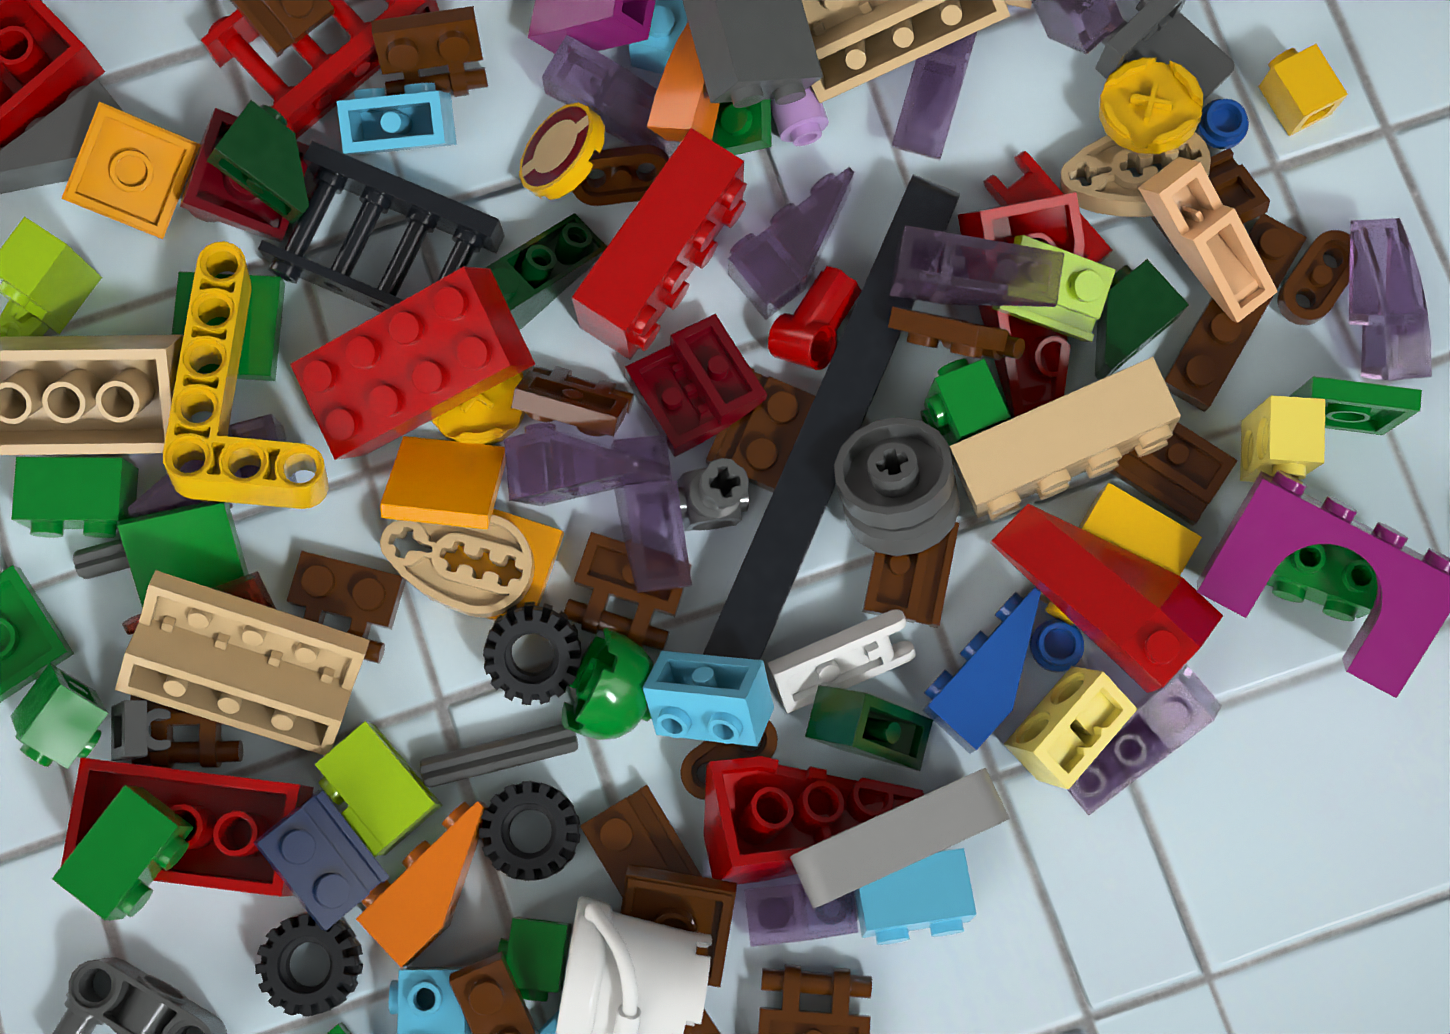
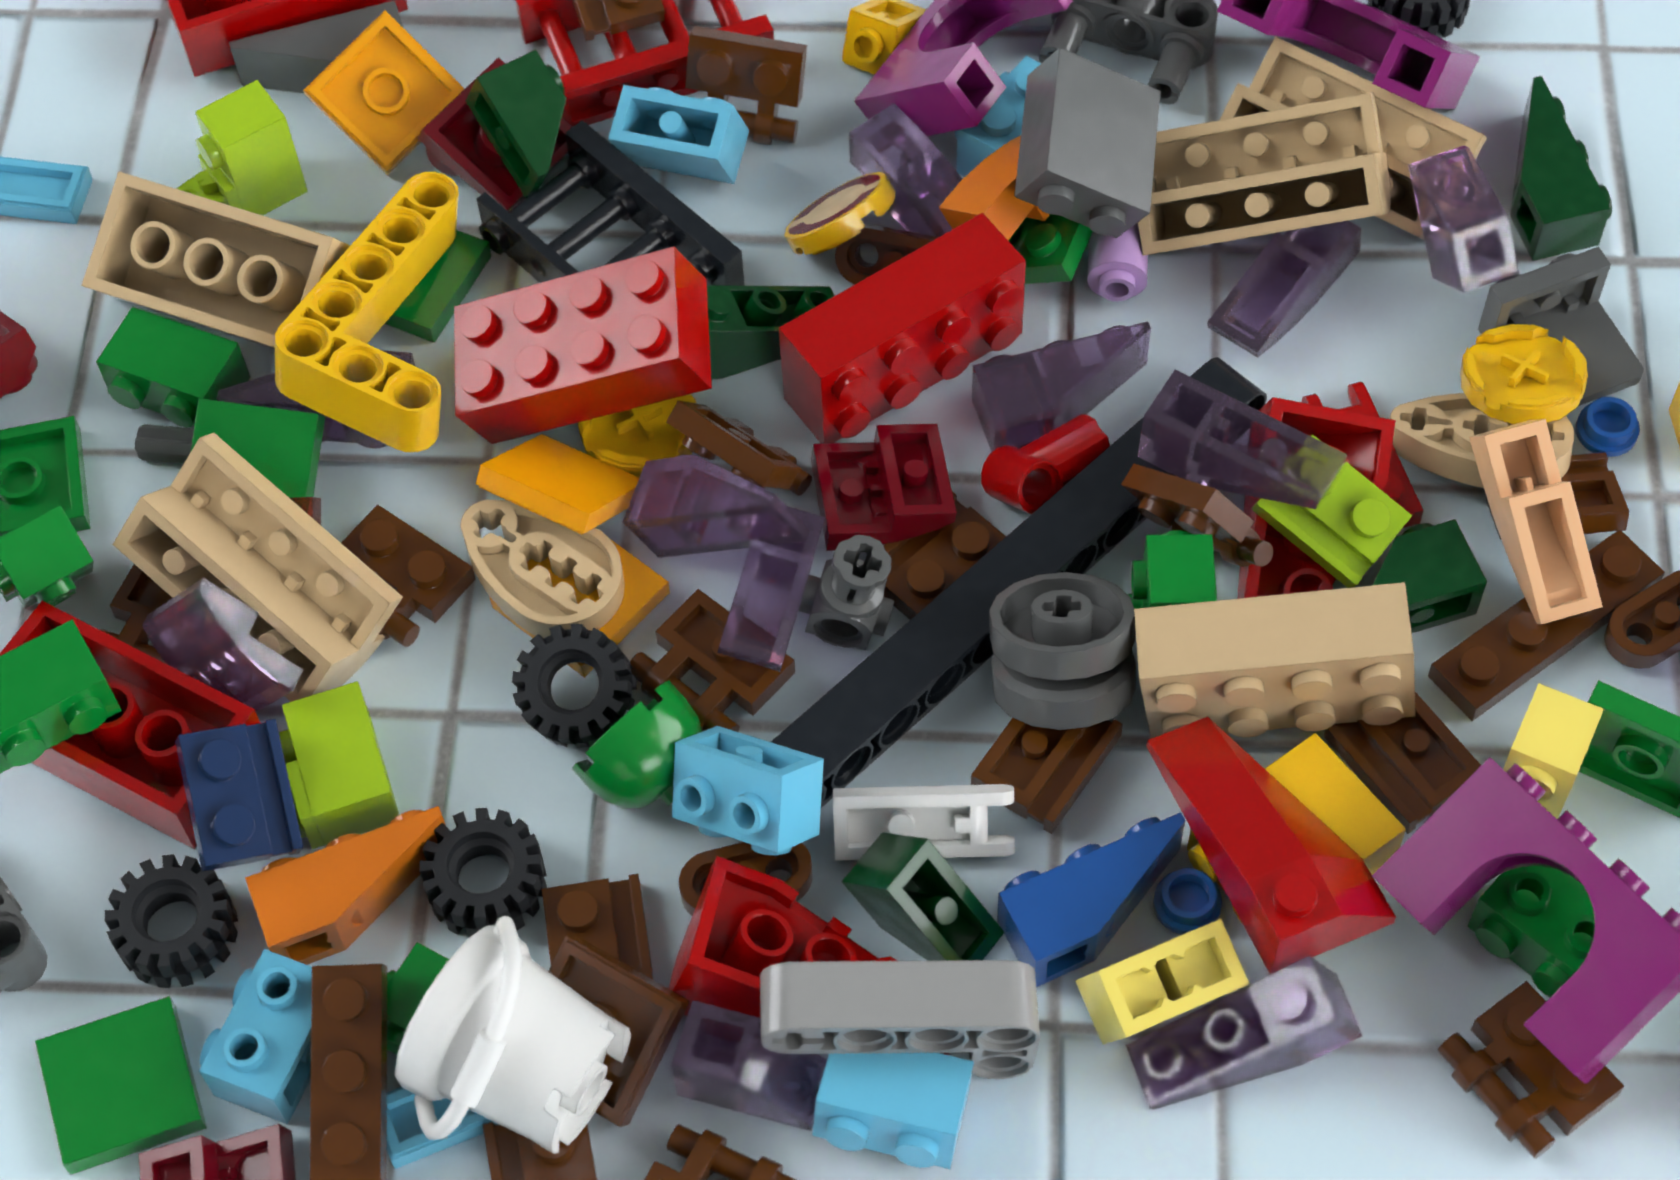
camera: 25 degrees right, 20 degrees down
(131, 730) = (112, 595): dark grey tile -> none
(246, 746) = (209, 639): none -> clear purple slope
(497, 755) = (488, 785): dark grey axle -> none
(1321, 659) = (1549, 1083): none -> reddish brown plate

